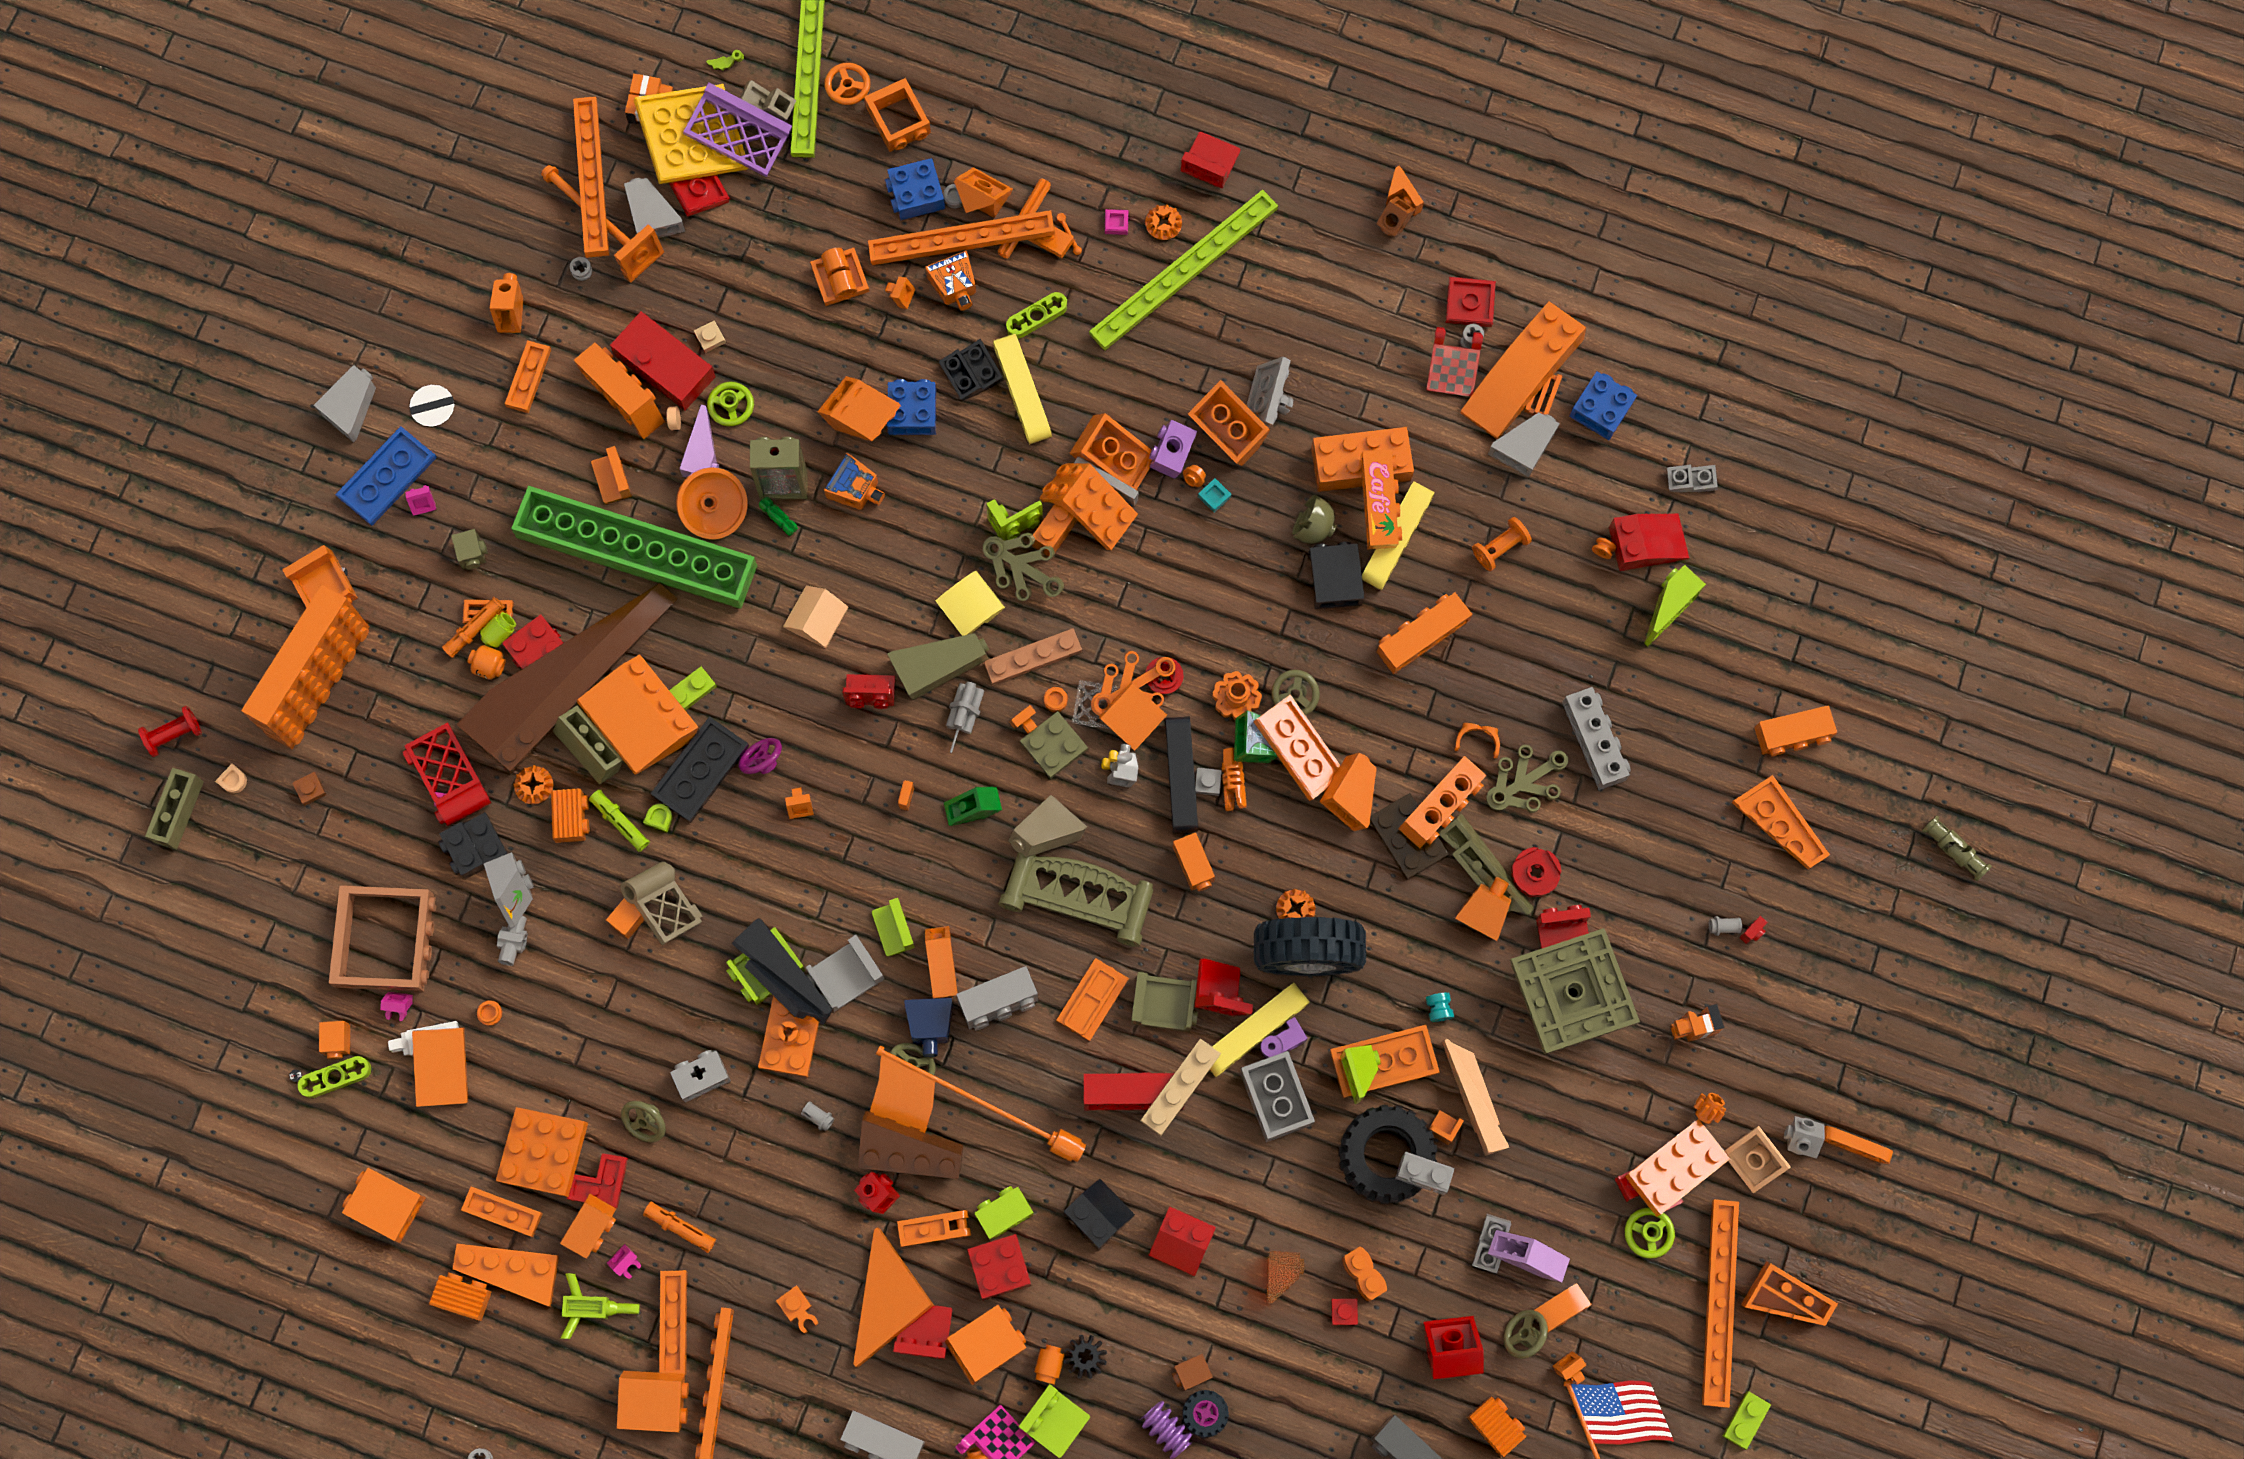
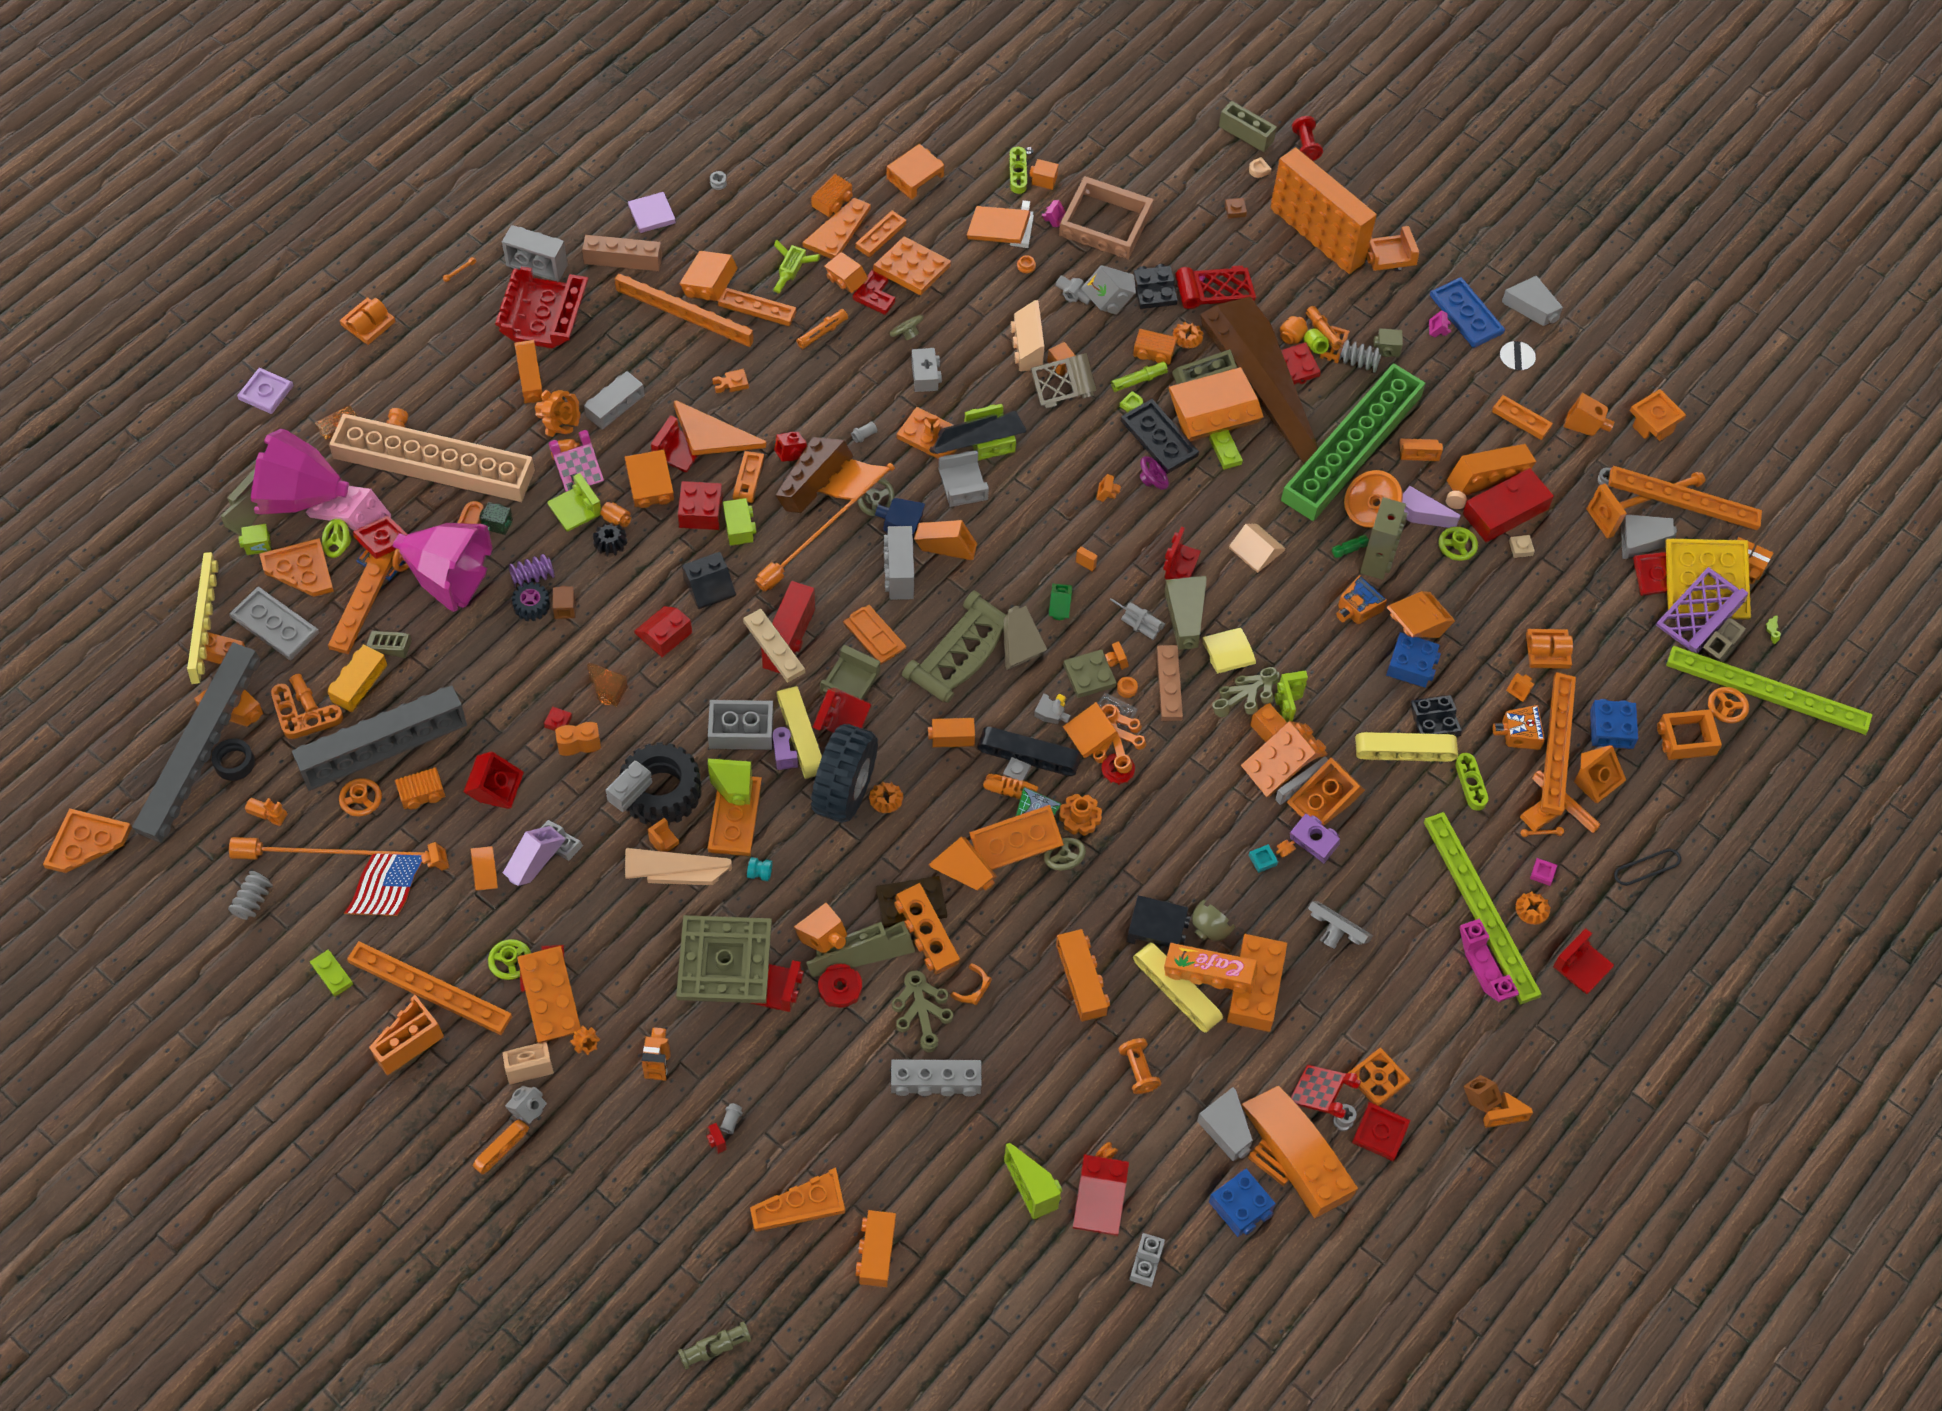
camera: 110 degrees right, 15 degrees down
(478, 231) = (1656, 415): none -> orange panel
(500, 573) = (1360, 355): none -> light grey piece
(611, 966) = (1028, 337): none -> light nougat slope
(622, 1260) = (813, 289): dark pink tile -> none
(893, 928) = (986, 522): lime panel -> none
(1075, 119) = (1649, 875): none -> black piece
(1230, 423) = (1319, 879): orange slope -> none
(1253, 248) = (1483, 964): none -> dark pink slope
(1408, 297) = (1380, 1055): none -> orange piece
(1527, 1334) = (475, 836): olive piece -> none

